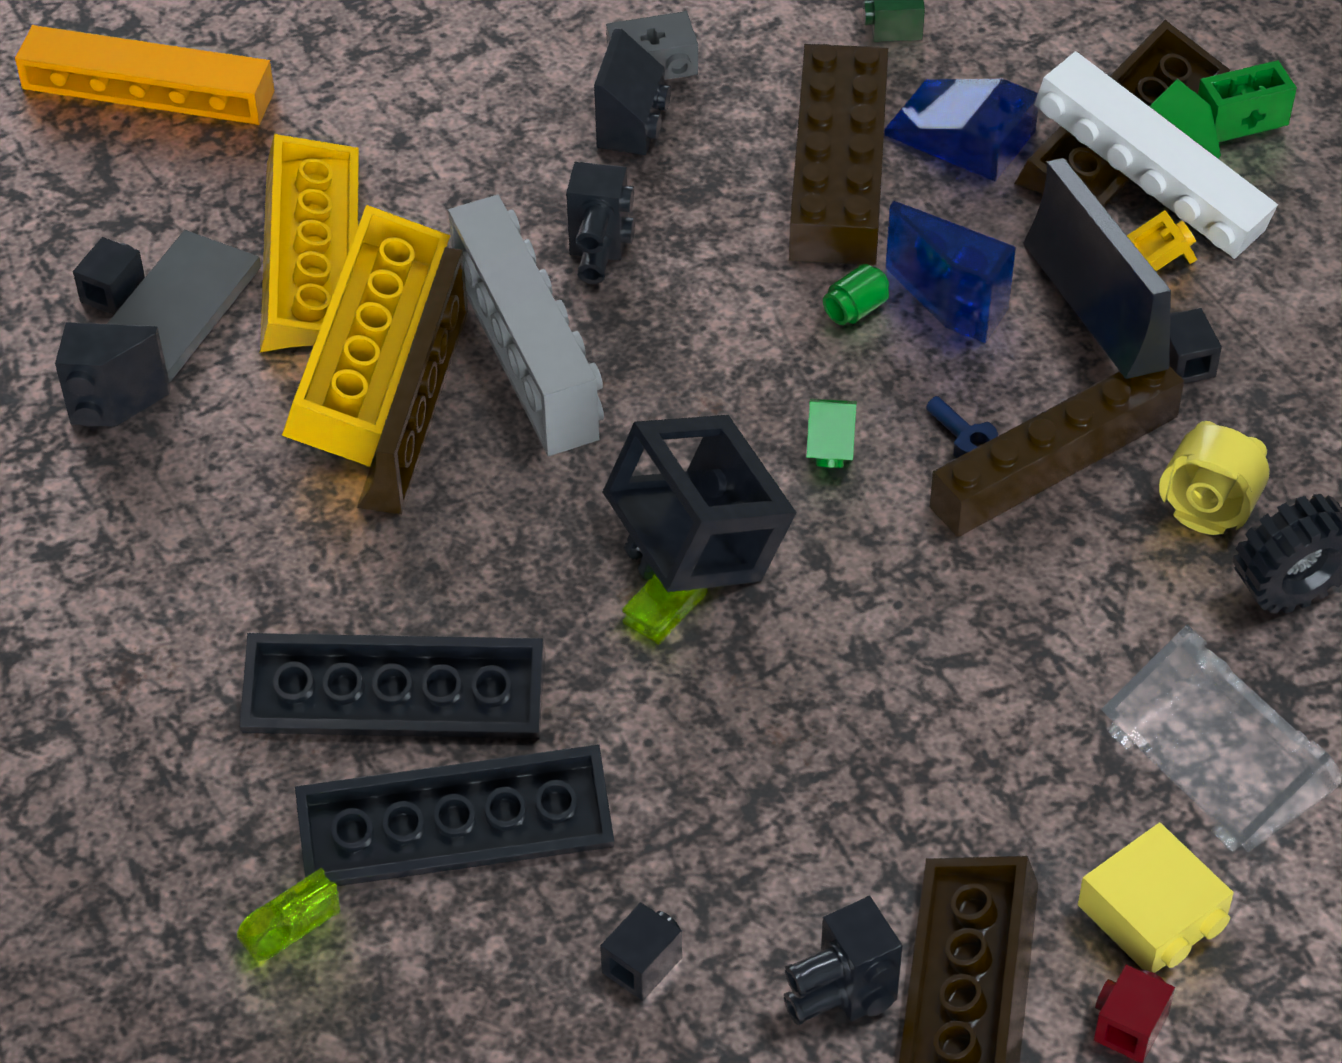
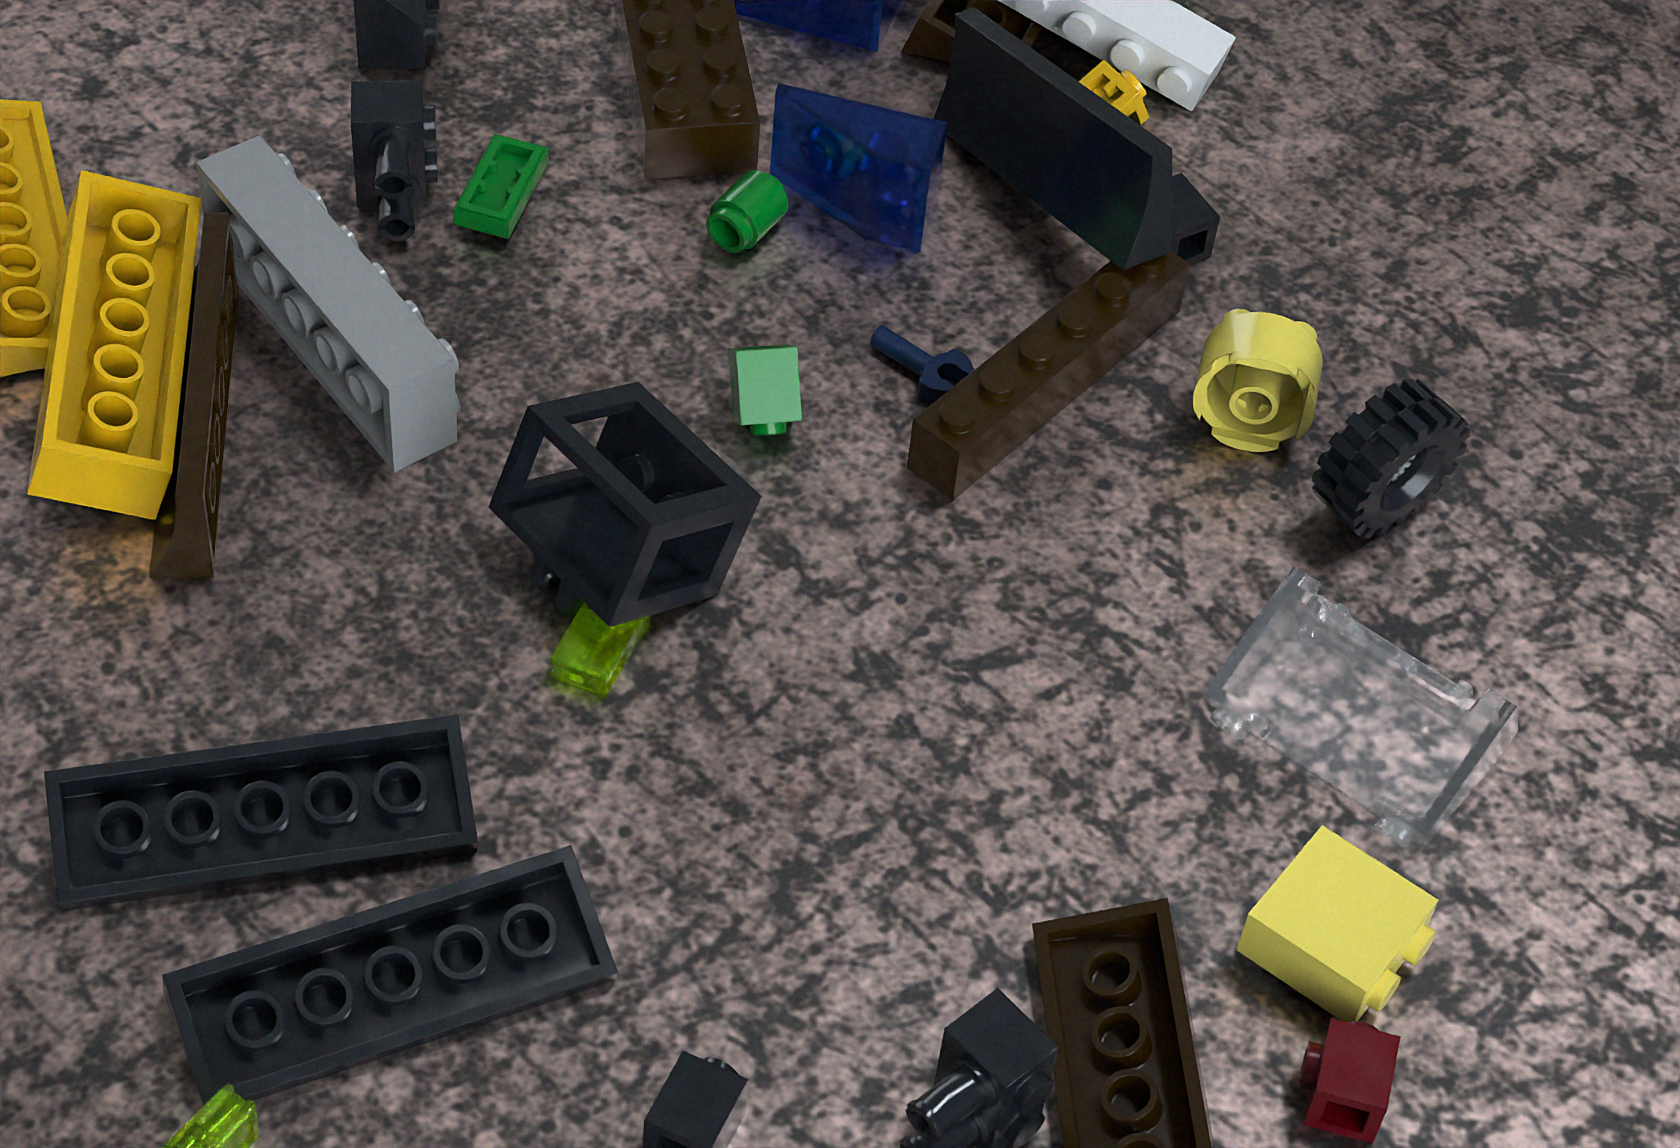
camera: 20 degrees left, 0 degrees up
(677, 252) = (501, 186): none -> green plate

